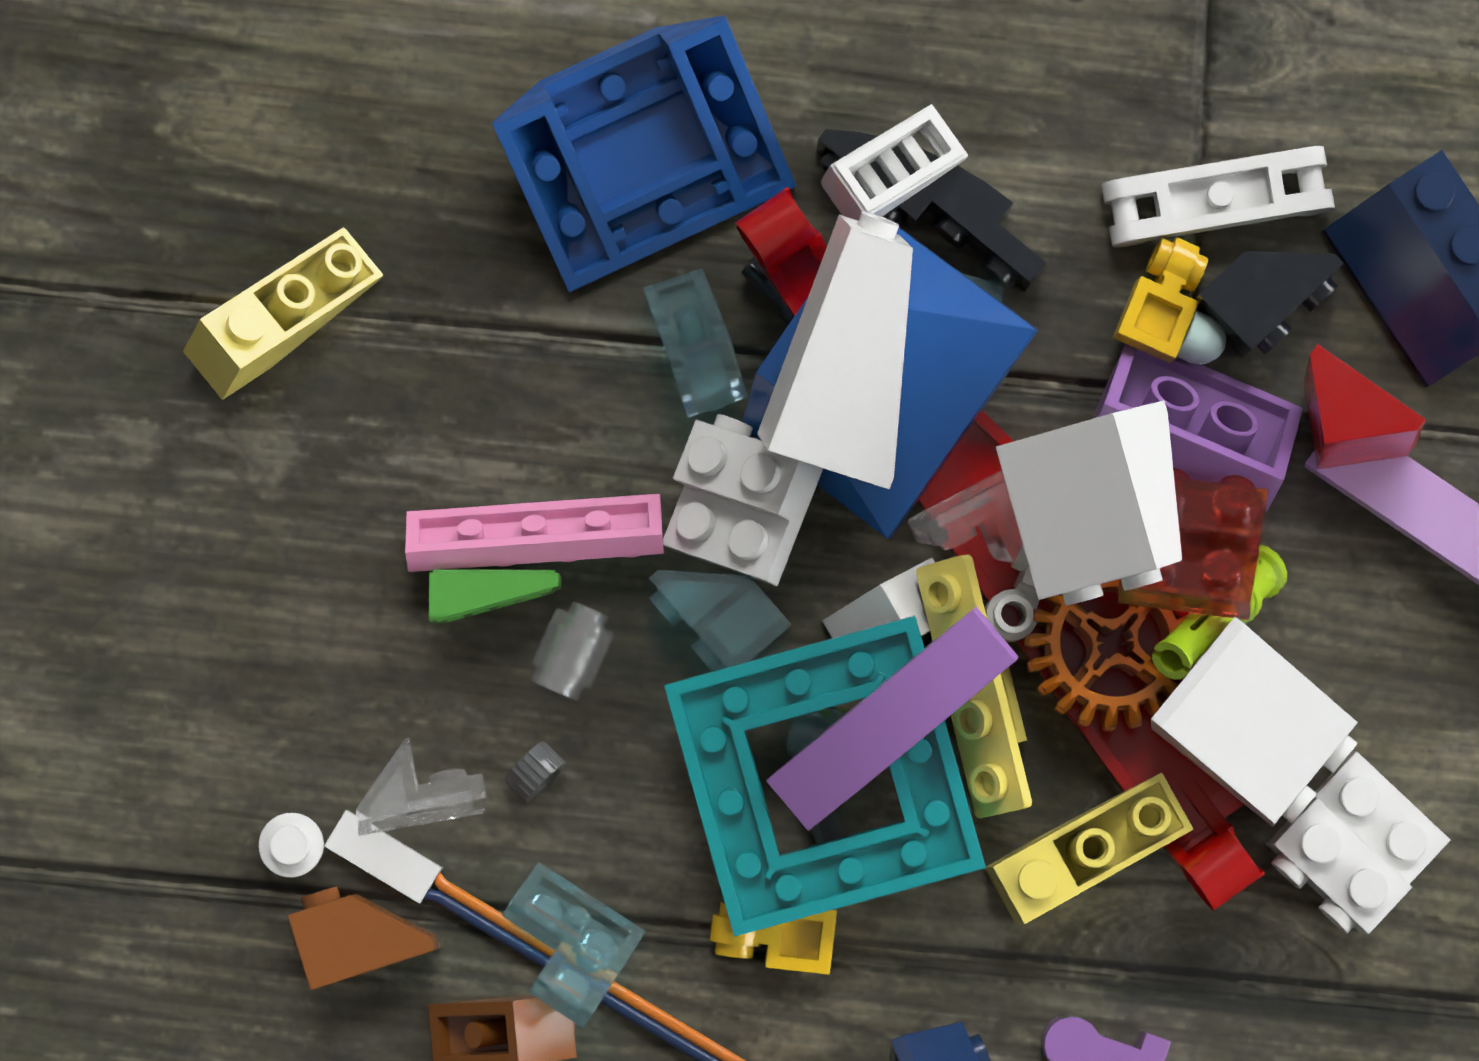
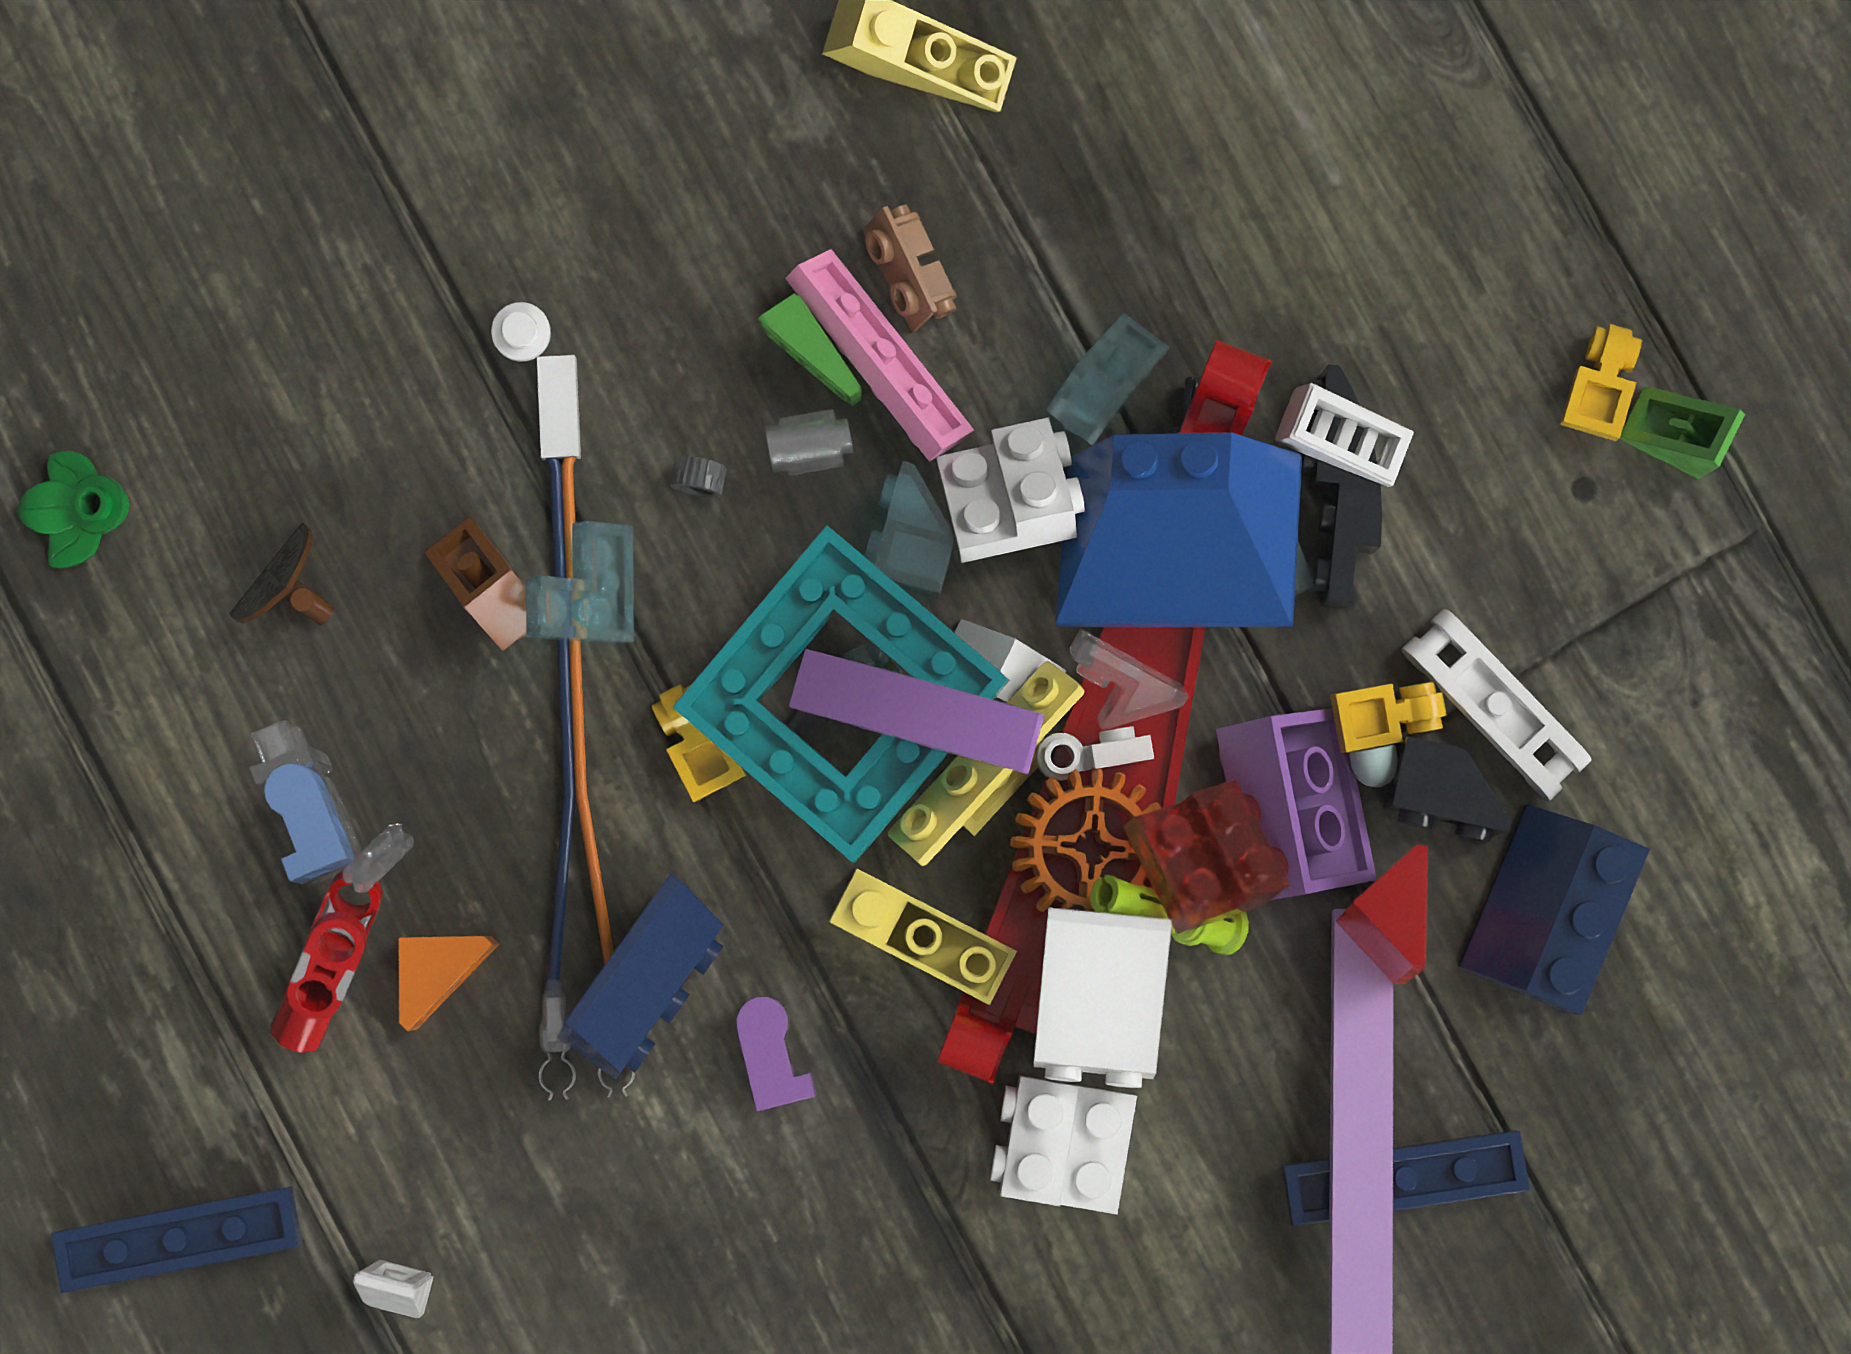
camera: 55 degrees right, 0 degrees up
(352, 937) = (481, 423): dark orange slope -> none
(400, 802) = (607, 388): clear slope -> none
(441, 451) = (895, 243): none -> medium nougat hinge
(642, 147) = (1228, 237): blue slope -> none
(846, 360) = (1163, 491): white slope -> none
(1095, 502) = (1188, 754): white slope -> none

